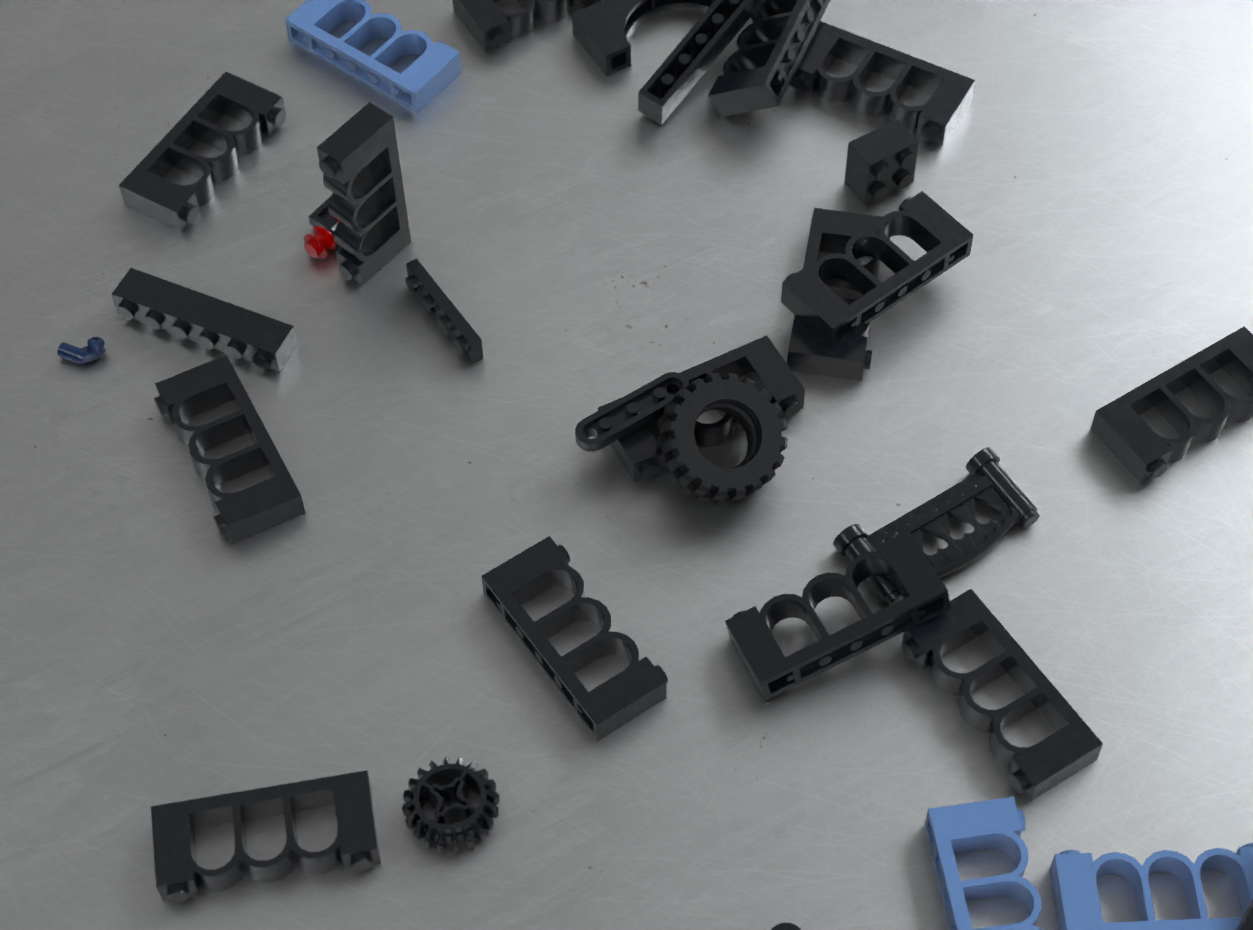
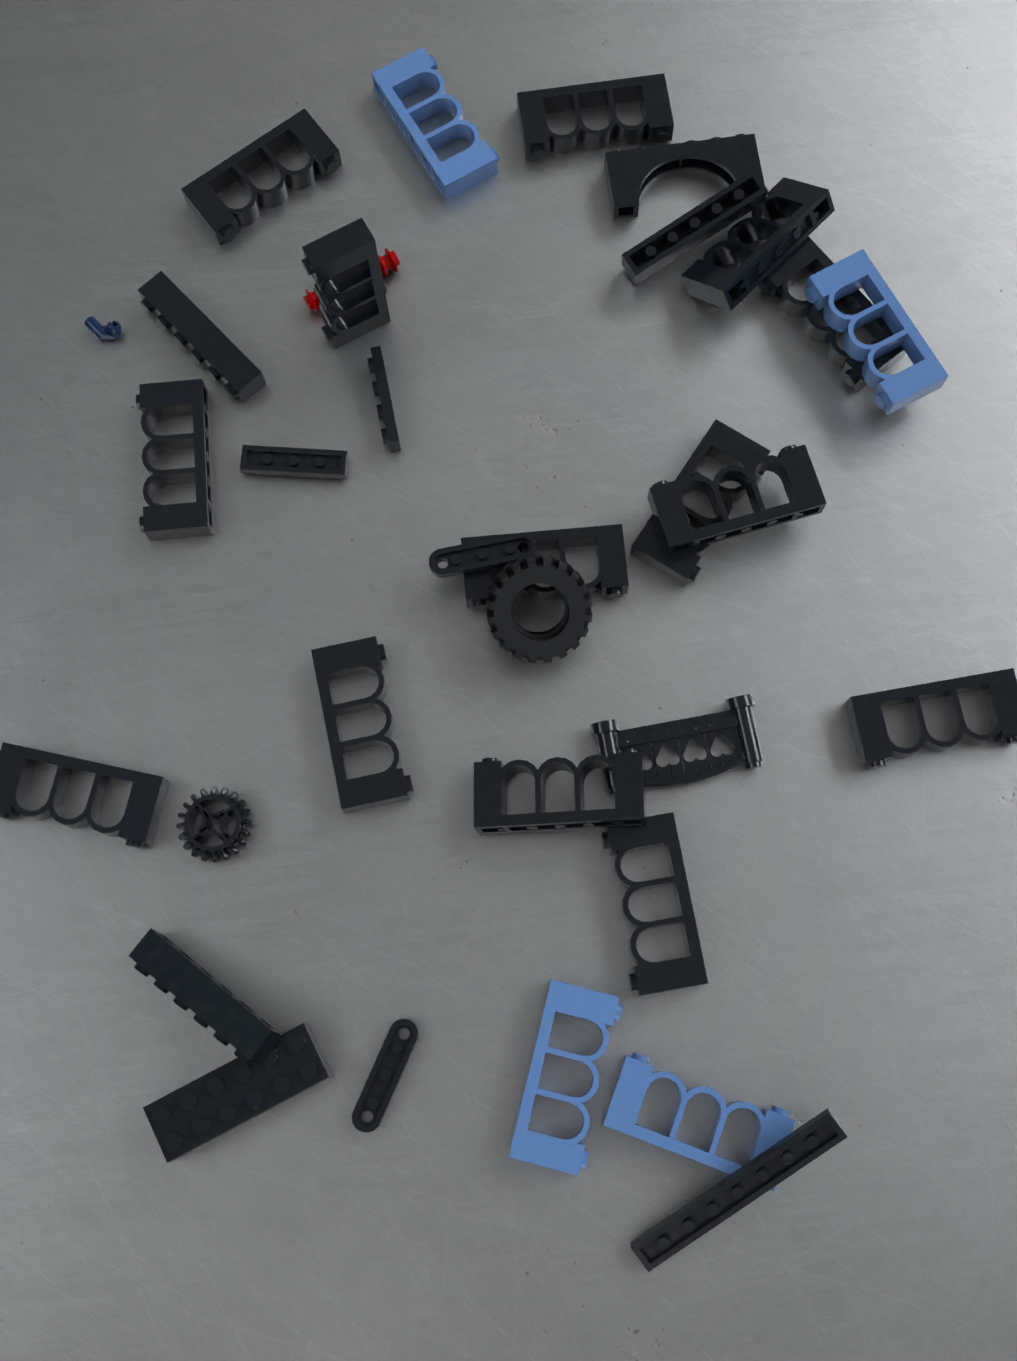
camera: 25 degrees right, 20 degrees up
(368, 405) = (294, 462): none -> black plate
(881, 162) = (792, 396): black brick -> none
(980, 121) = (894, 390): none -> medium blue fence

